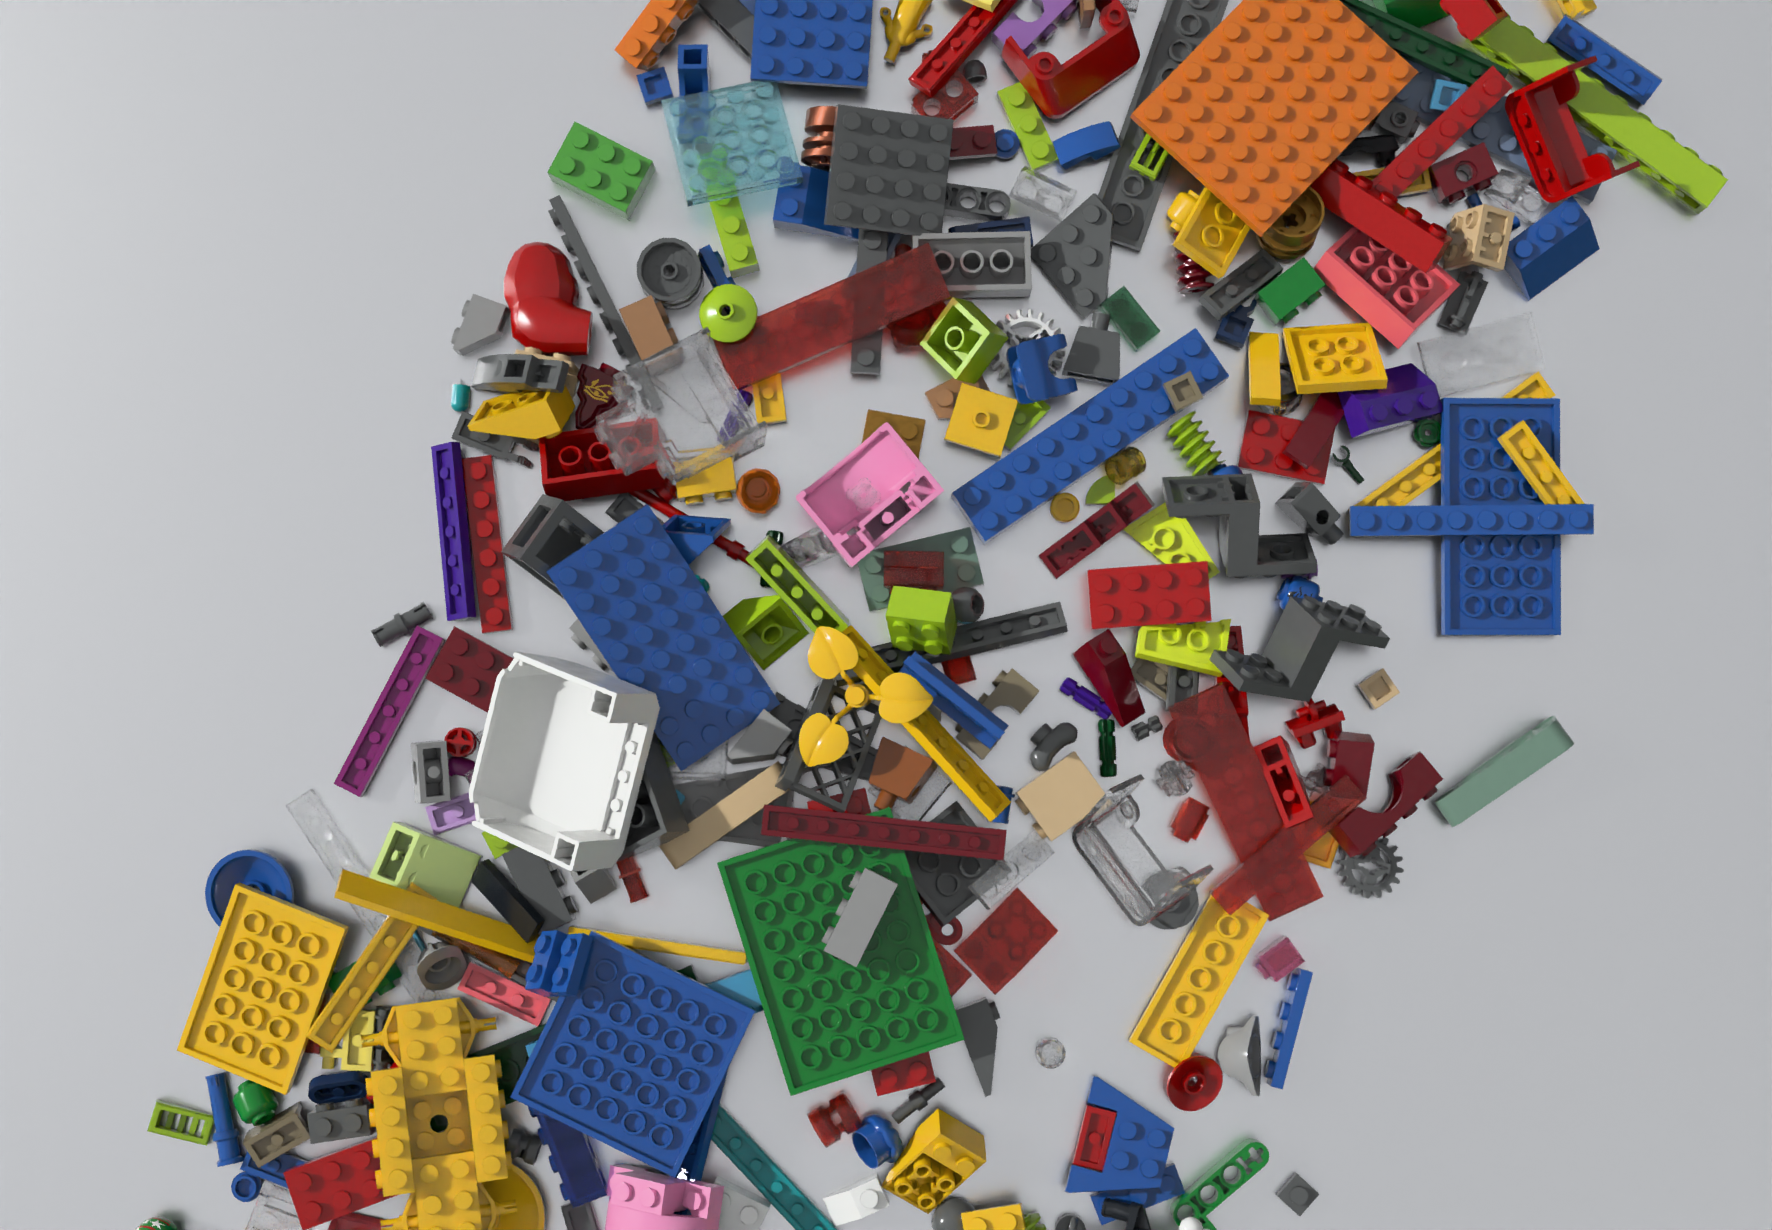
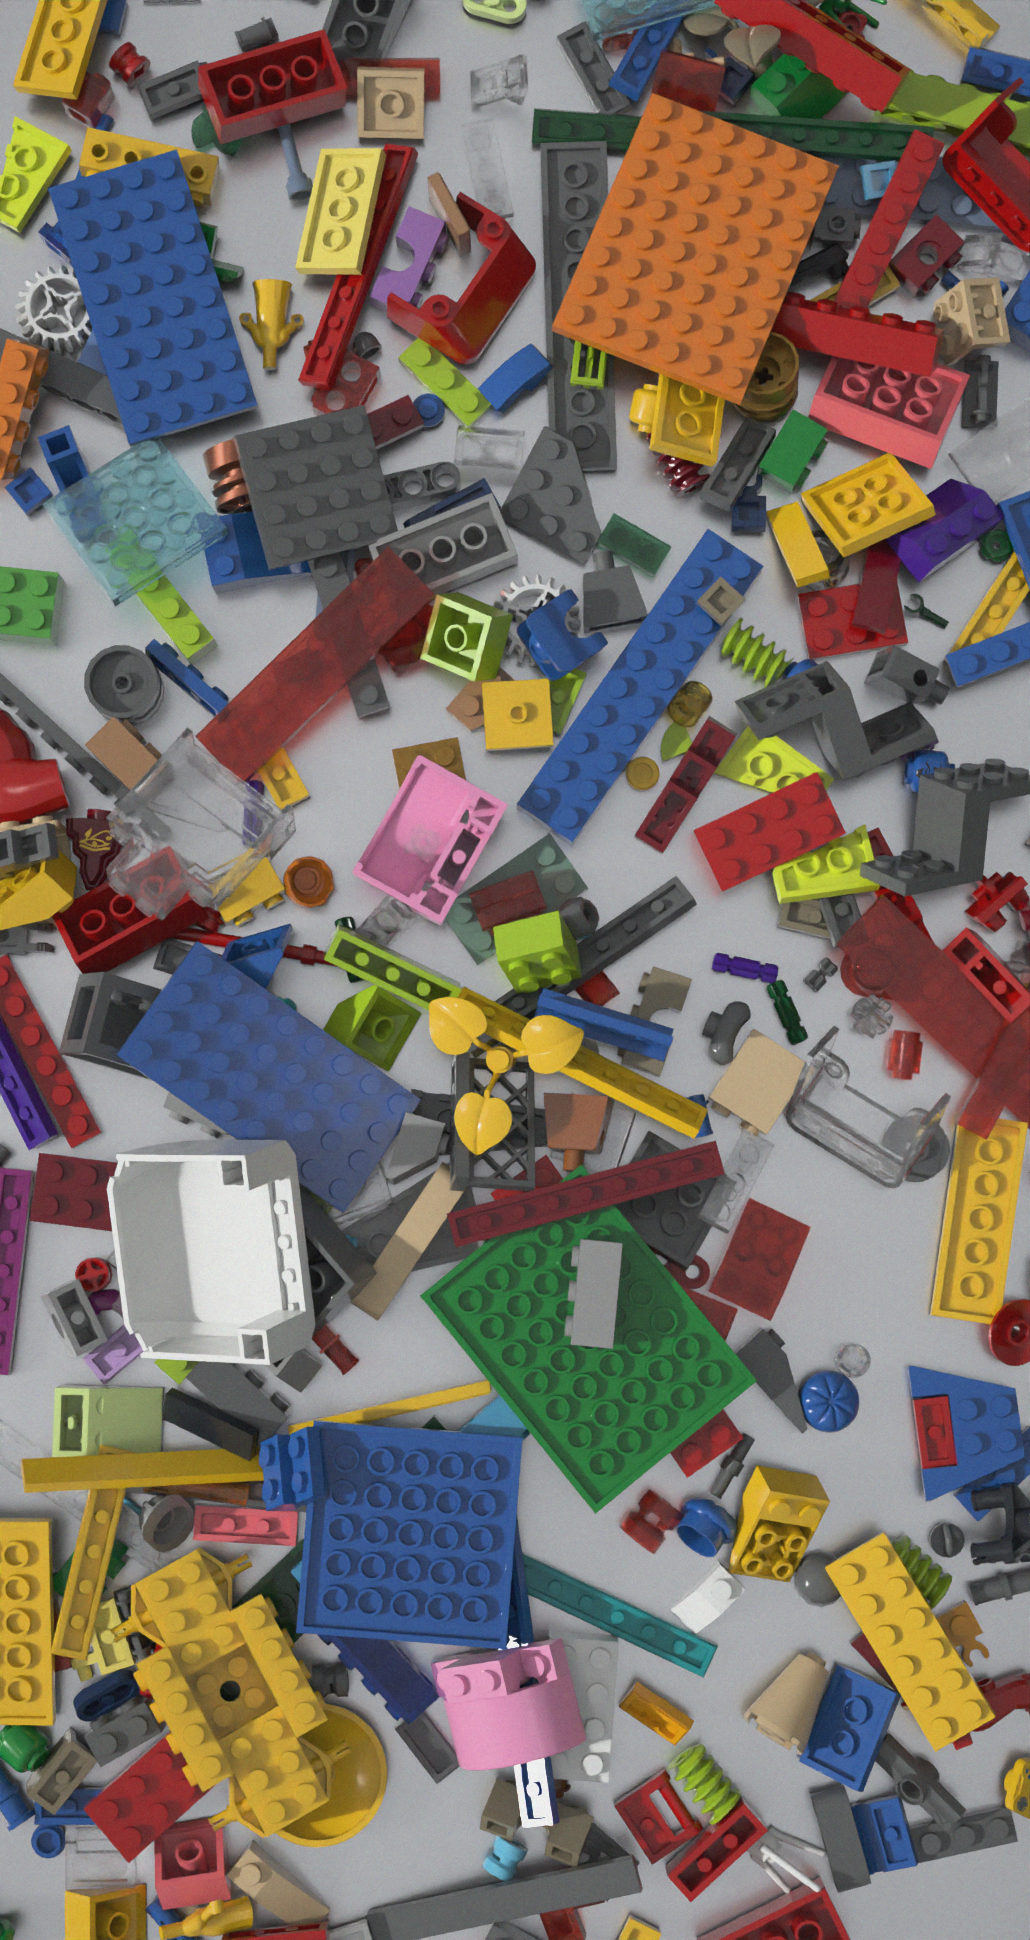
camera: 20 degrees left, 0 degrees up
(738, 322) = (218, 707): lime dish -> none
(1017, 1079) = (829, 1401): none -> blue piece
(1111, 676) = (762, 933): dark red slope -> none

